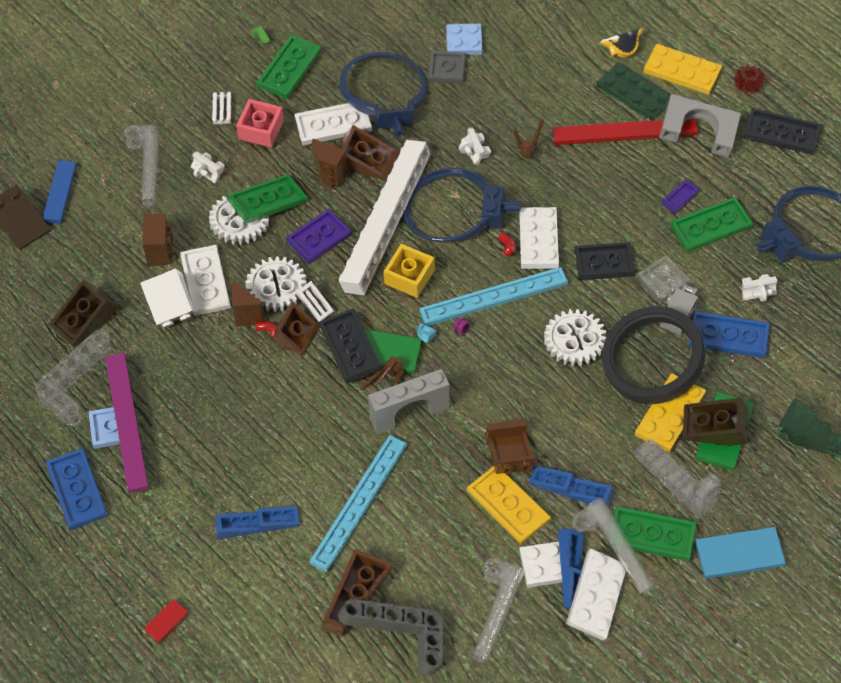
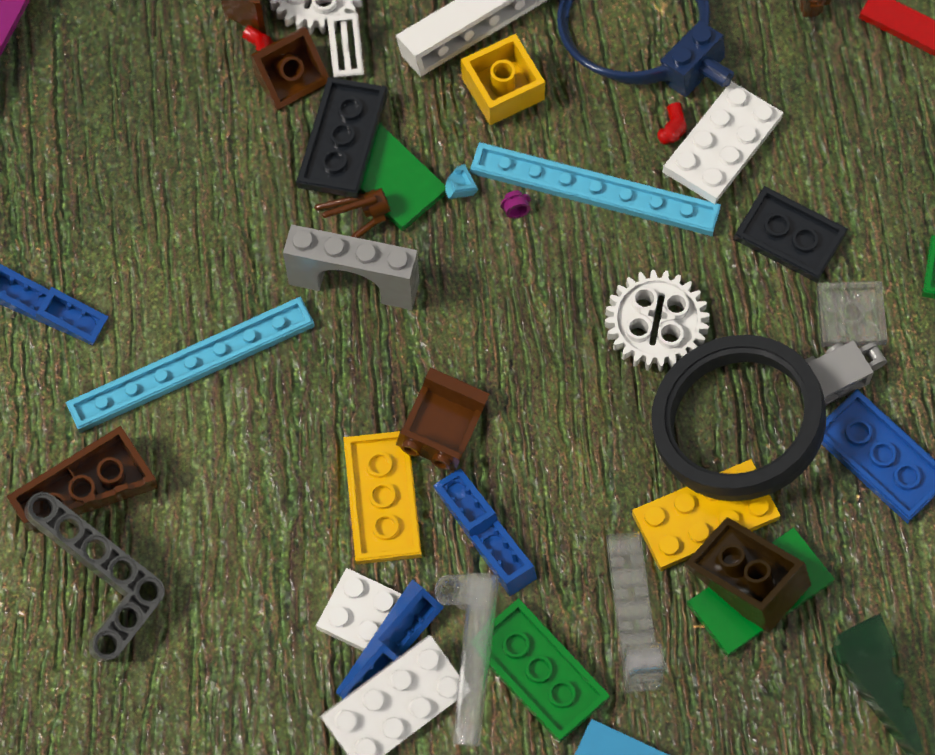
camera: 35 degrees right, 10 degrees up
(508, 578) = (297, 604): clear axle -> none

